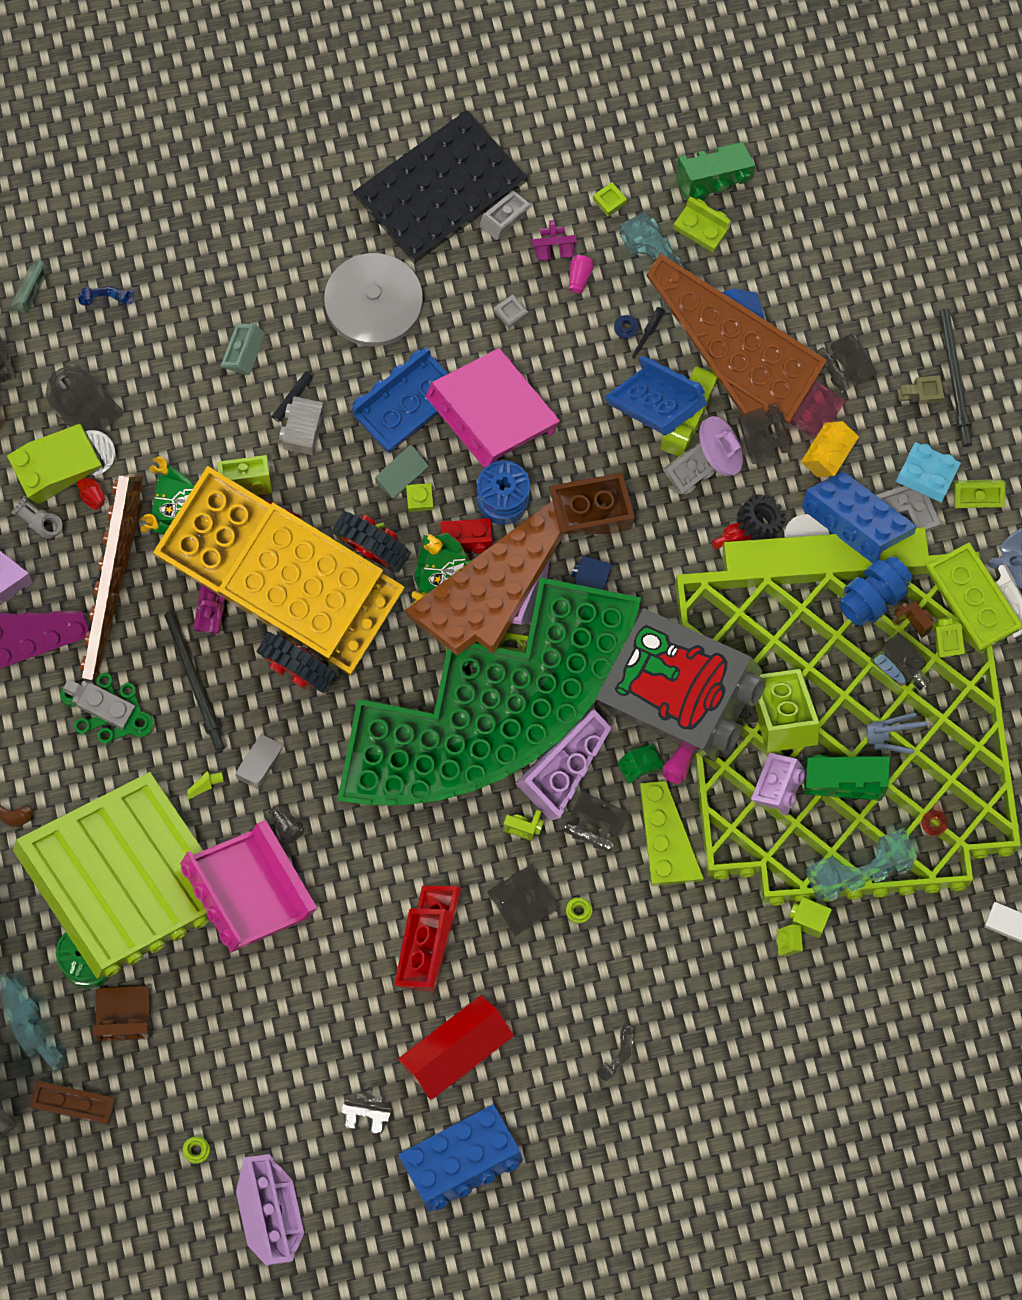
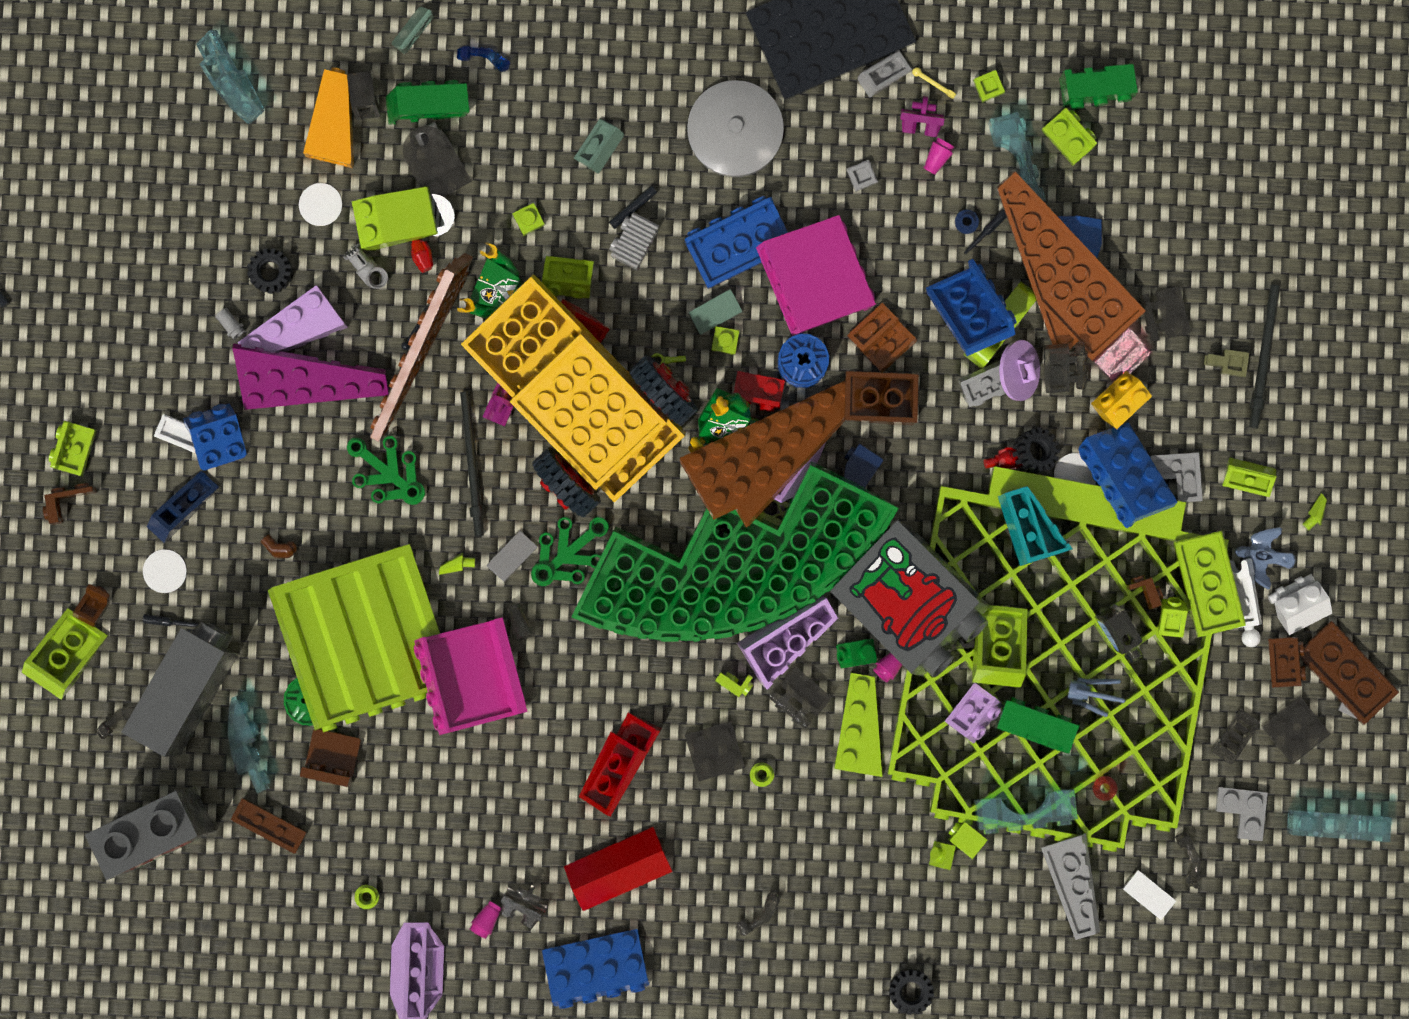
camera: 20 degrees right, 15 degrees up
(59, 345) = (427, 101): none -> green wedge
(100, 703) = (381, 465): light grey hinge -> none
(190, 433) = (528, 219): none -> lime plate
(316, 743) = (566, 554): none -> green plant
(329, 1141) = (485, 921): none -> dark pink cone
(573, 216) = (917, 72): none -> light yellow hinge
(575, 454) = (882, 338): none -> dark orange slope
(779, 586) = (1030, 527): none -> teal wedge
(811, 1078) = (924, 999): none -> black tyre
(883, 584) = (1109, 562): blue piece -> none
(928, 471) = (1207, 447): medium azure plate -> none
(931, 927) = (1073, 879): none -> light grey wing

